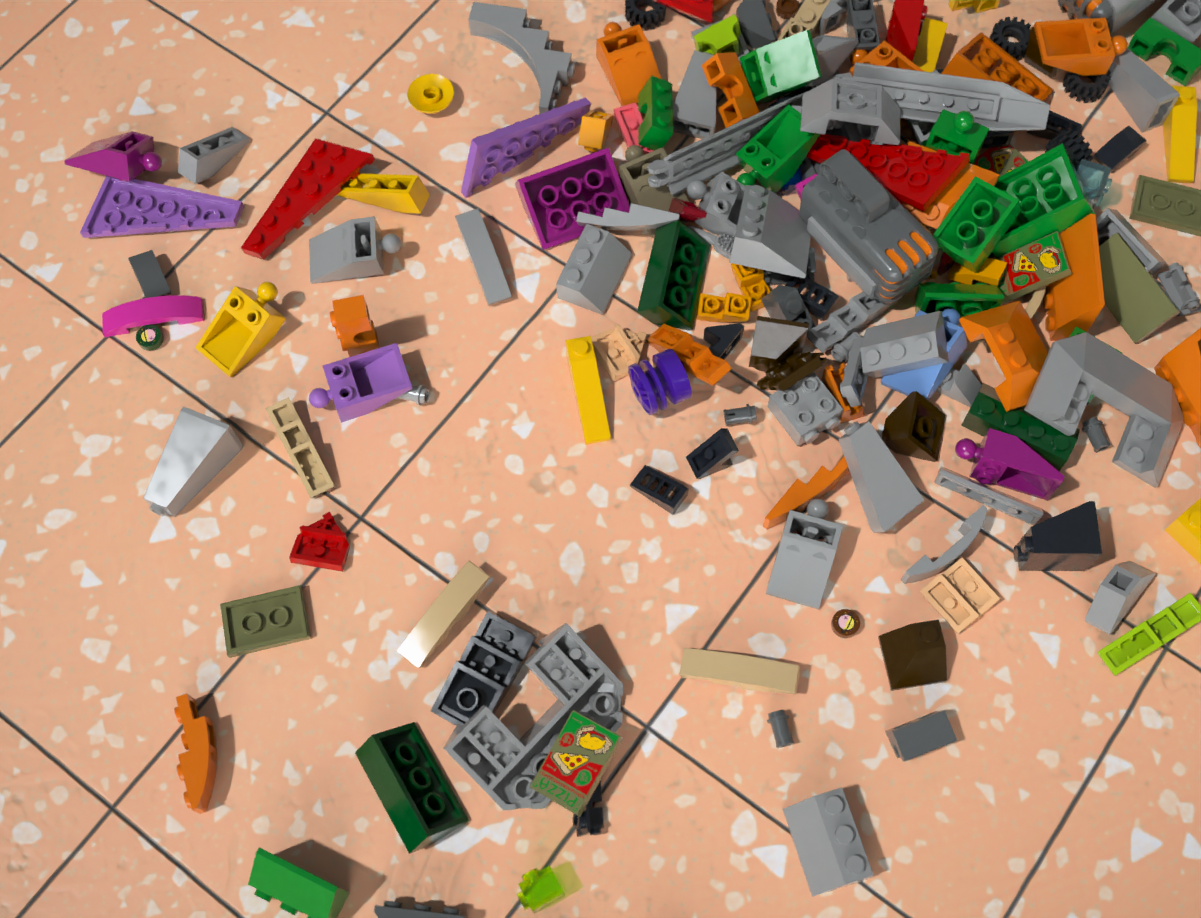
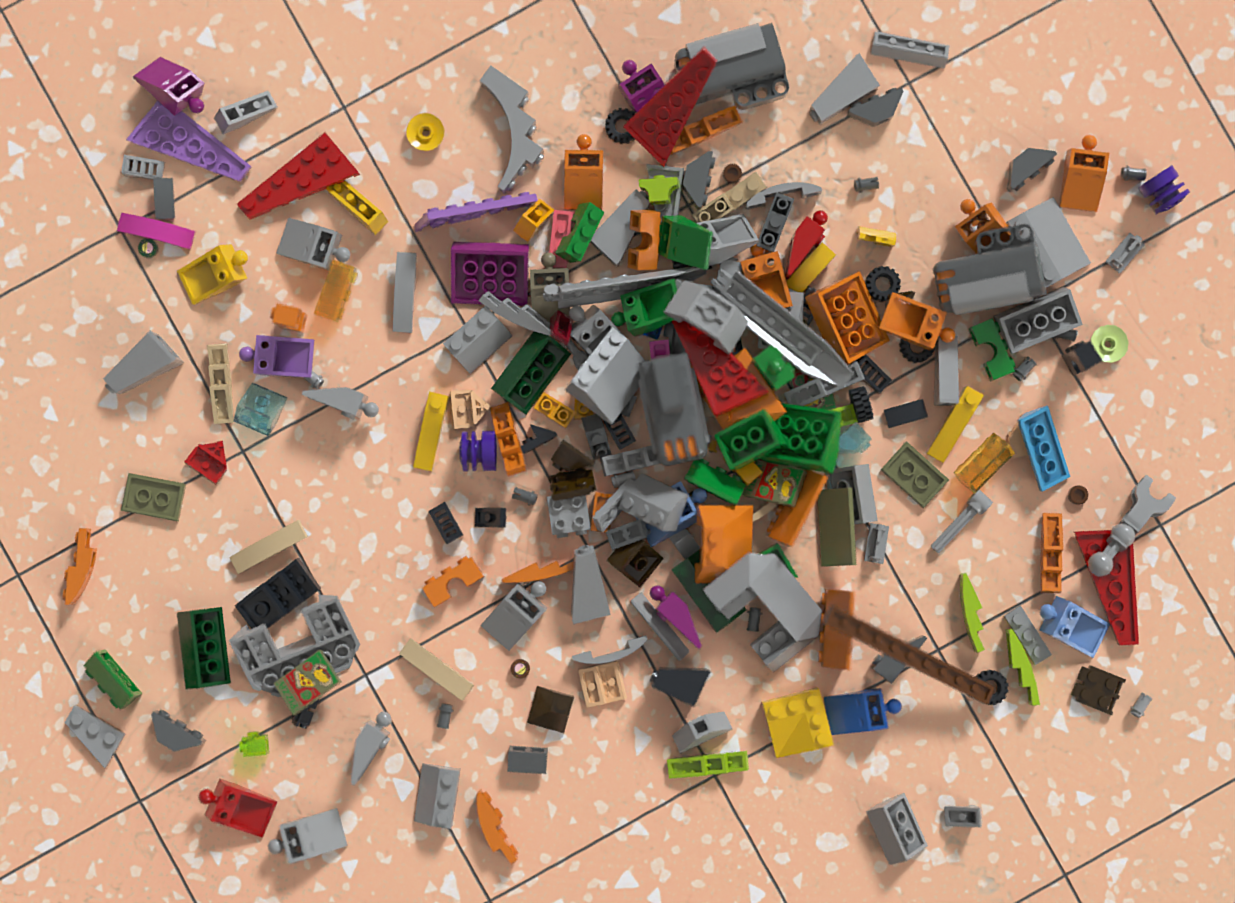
camera: 20 degrees right, 20 degrees up
(110, 249) = (127, 159): none -> light grey slope
(362, 456) = (259, 409): none -> clear light blue slope
(400, 288) = (336, 291): none -> clear yellow brick
(459, 396) = (344, 399): none -> light grey slope
(699, 809) = (368, 744): none -> light grey slope
(715, 532) = (437, 588): none -> orange arch
(890, 395) = (627, 533): none -> dark grey hinge
(917, 842) = (489, 820): none -> orange slope
(1019, 149) = (818, 389): none -> light grey slope

